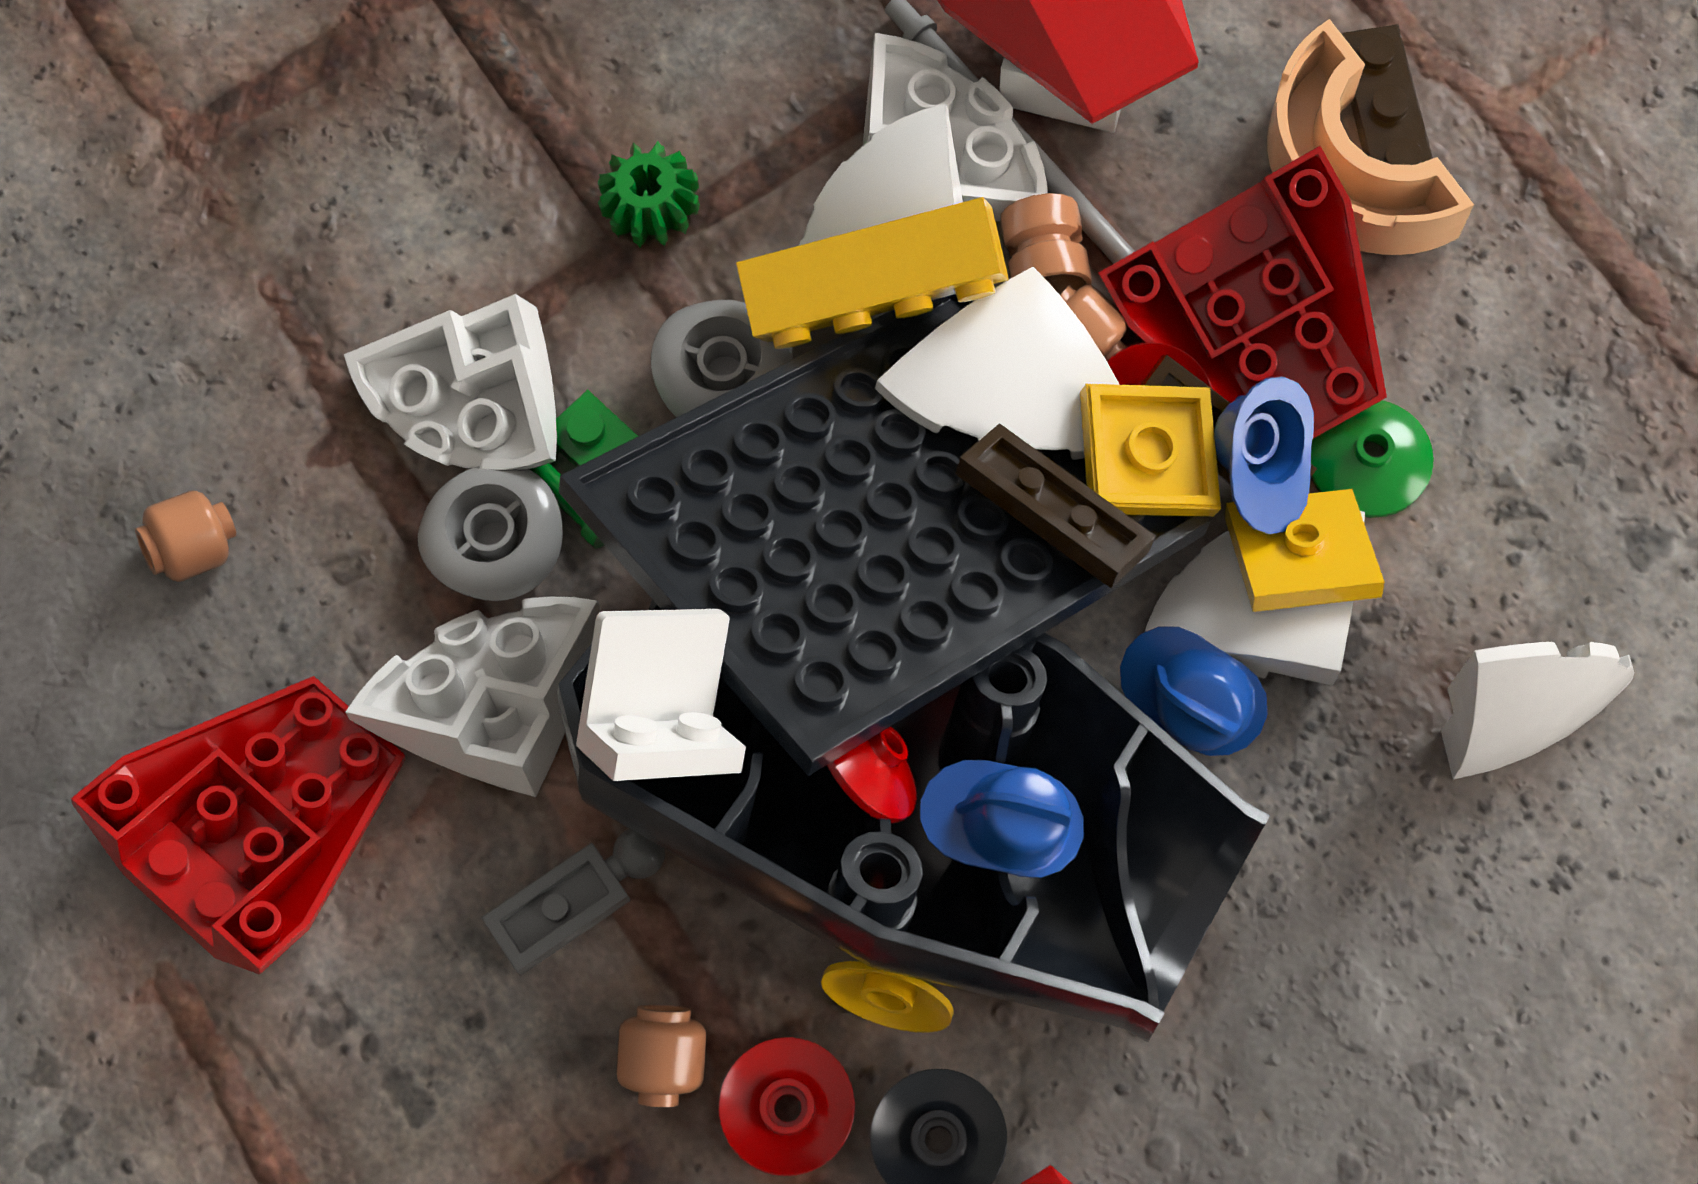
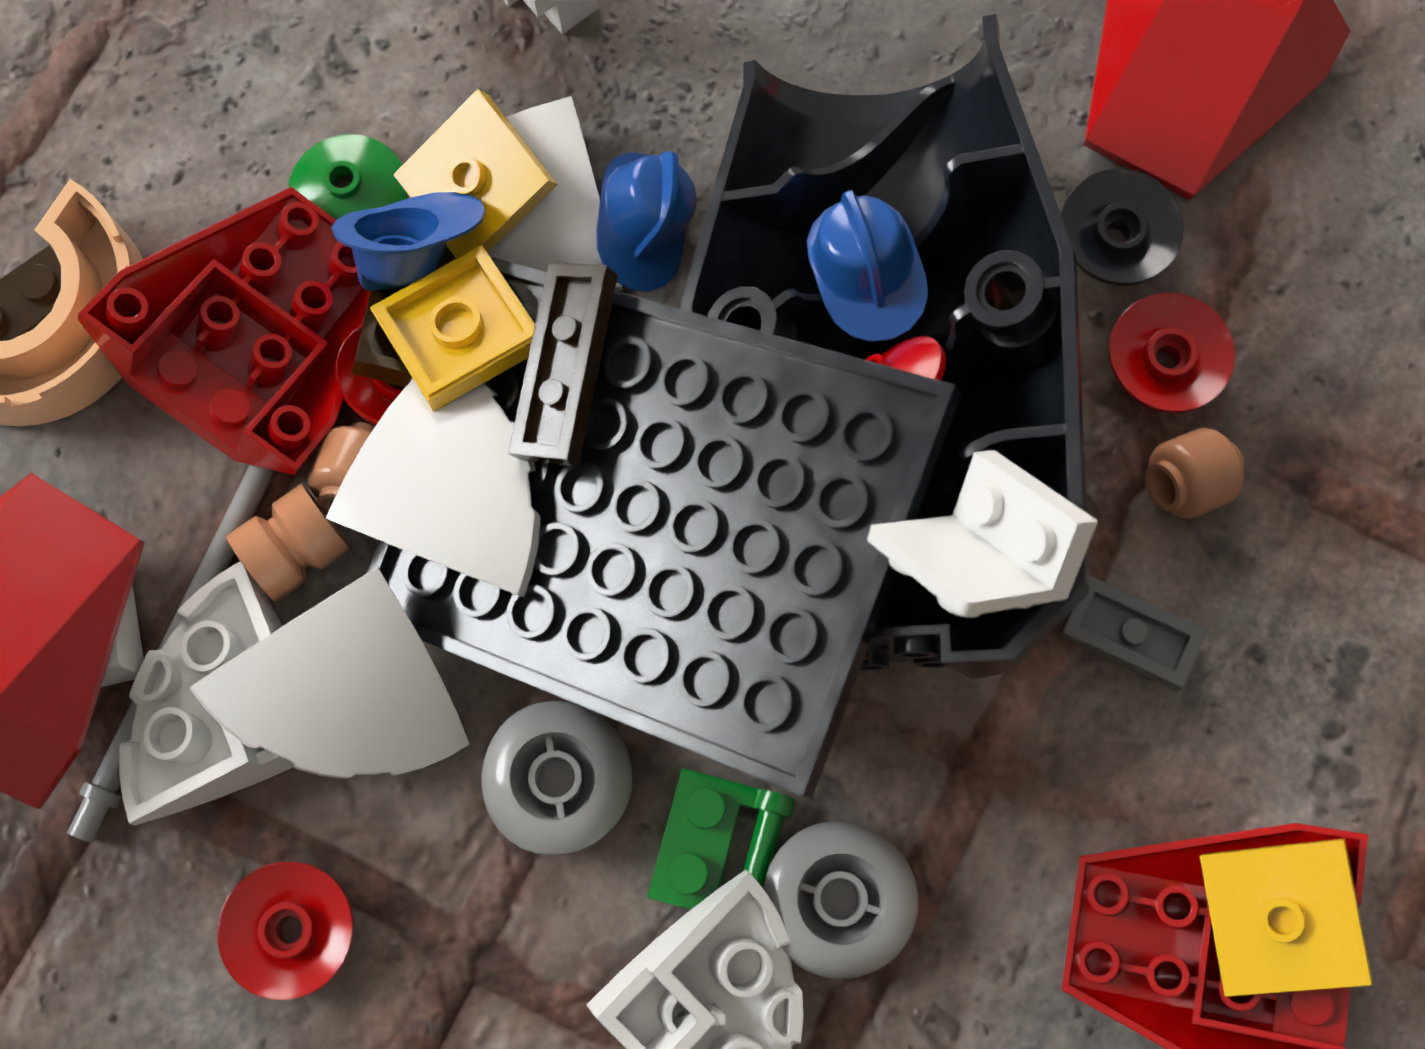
camera: 125 degrees left, 5 degrees up
(241, 857) = (1286, 918): none -> yellow plate
(484, 692) = (982, 815): white brick -> none
(646, 174) = (422, 981): green gear -> none
(721, 93) = (253, 939): none -> red dish
(873, 272) = (413, 650): yellow brick -> none

